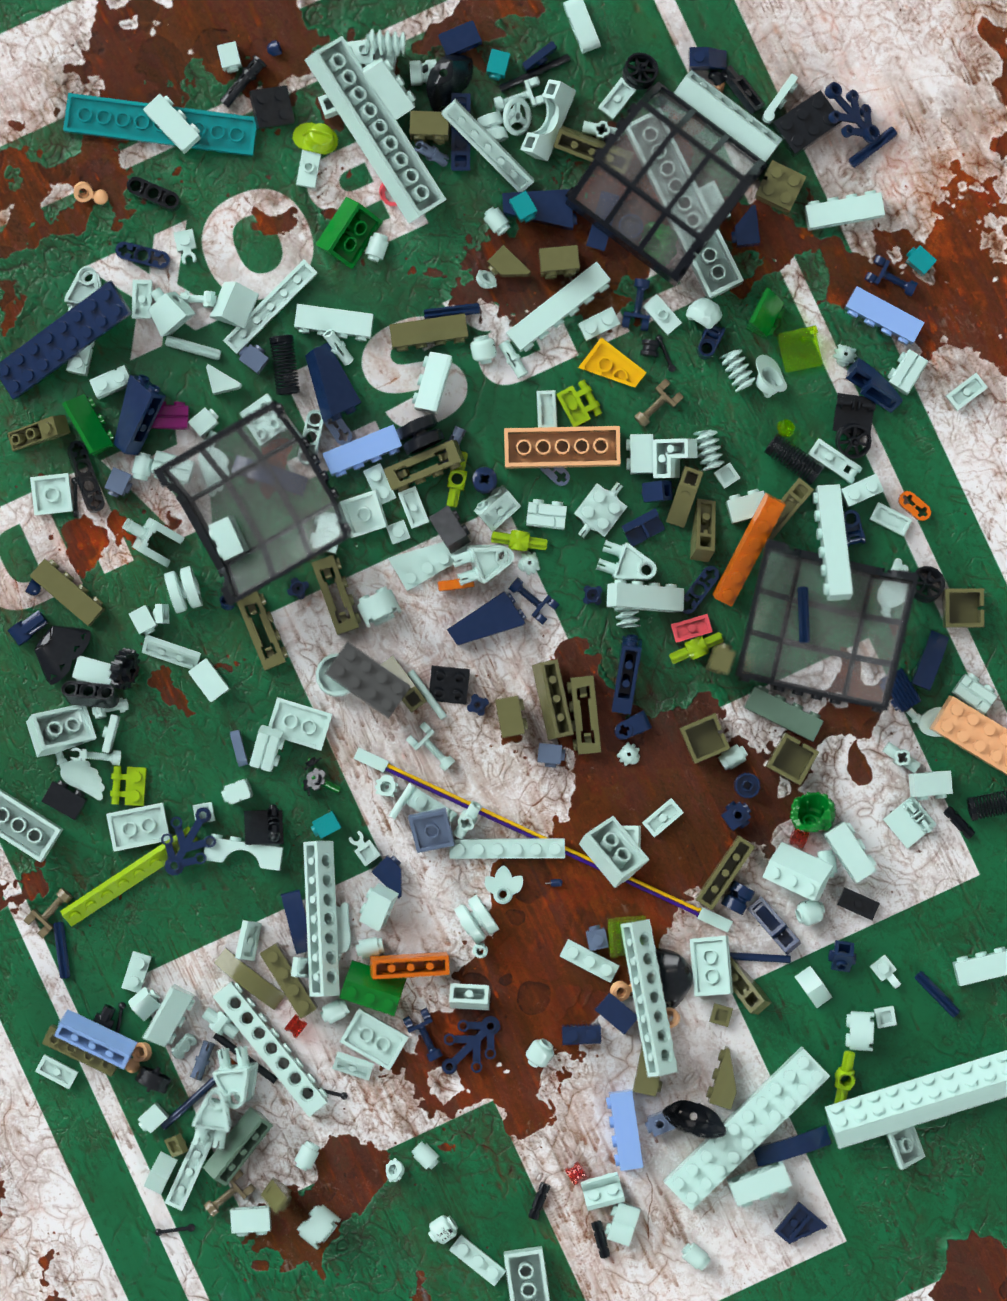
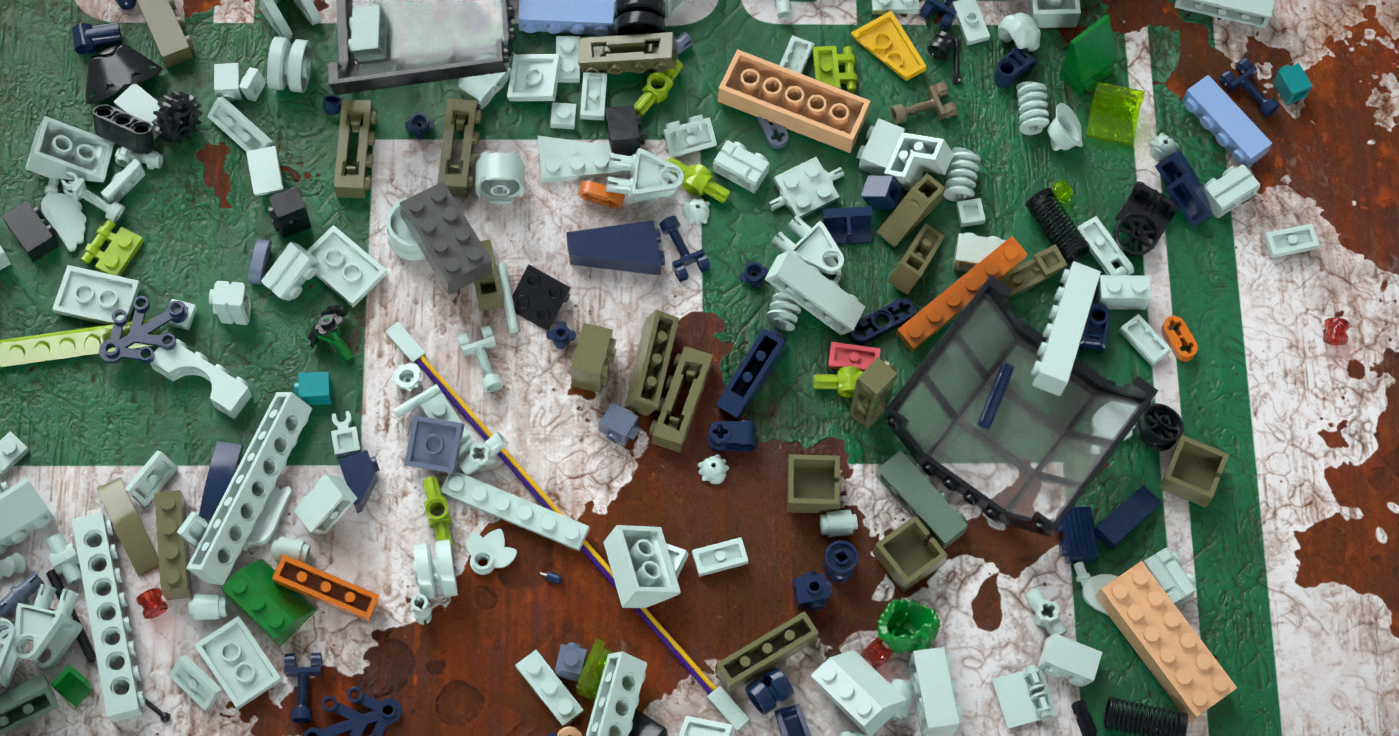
camera: 20 degrees right, 20 degrees down
(242, 705) = (288, 212): none -> black brick
(264, 826) = (241, 357): black hinge -> none
(273, 1105) = (72, 685): none -> green panel
(448, 866) = (436, 500): none -> lime axle
(469, 996) = (380, 660): light aqua brick -> none
(492, 481) = (688, 96): dark blue piece -> none

